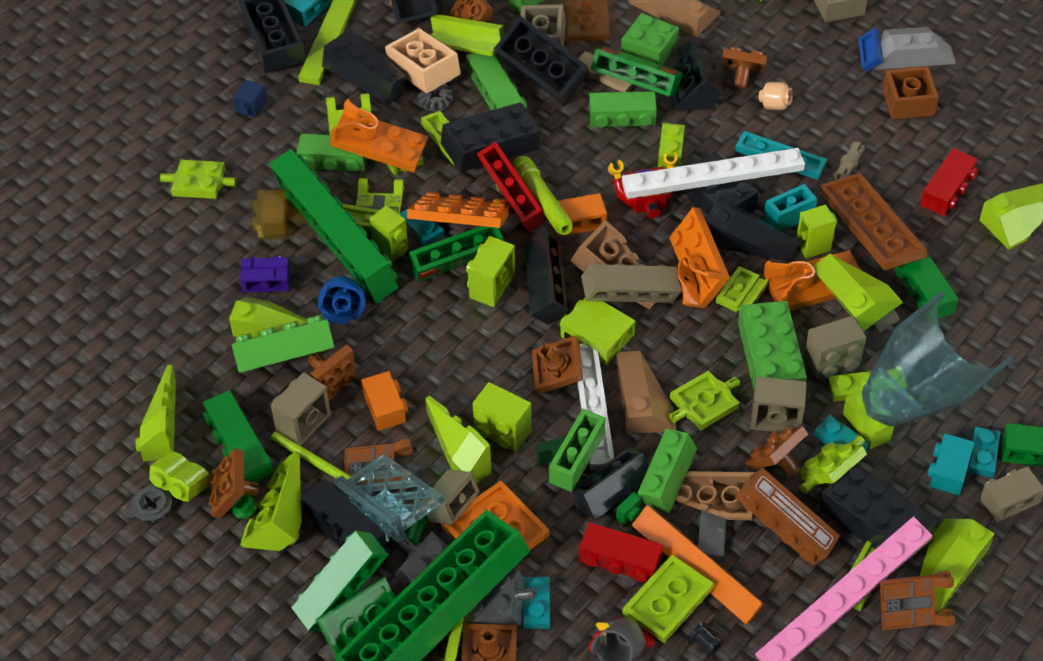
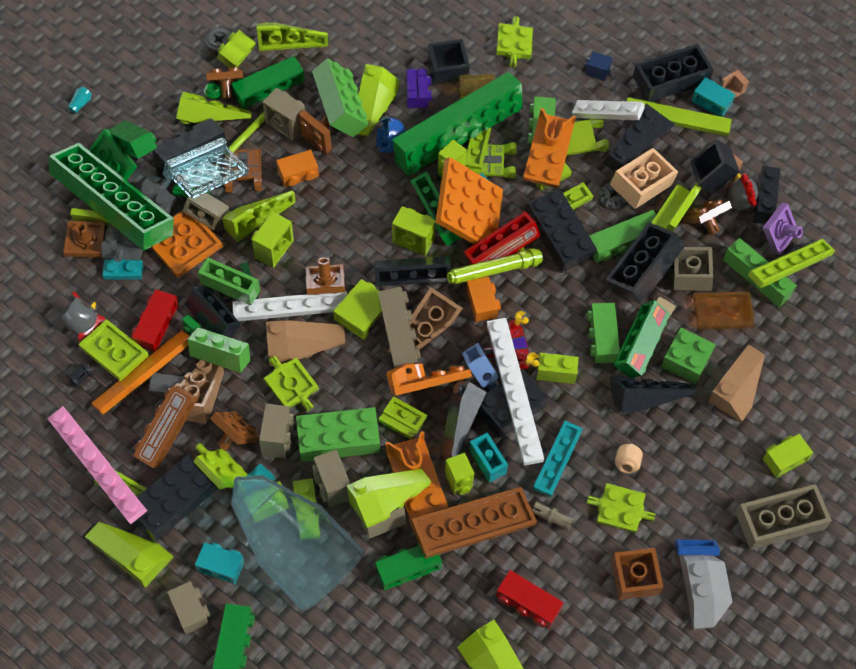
camera: 85 degrees right, 10 degrees up
(229, 237) = (448, 60): none -> black piece
(323, 86) = (608, 110): none -> white plate
(676, 206) = (481, 367): none -> medium blue torso
(744, 63) = (663, 431): dark orange plate -> none
(832, 108) = (621, 508): none -> lime plate
(912, 601) = (89, 517): dark orange flag -> none
(984, 452) = (234, 593): teal plate -> none

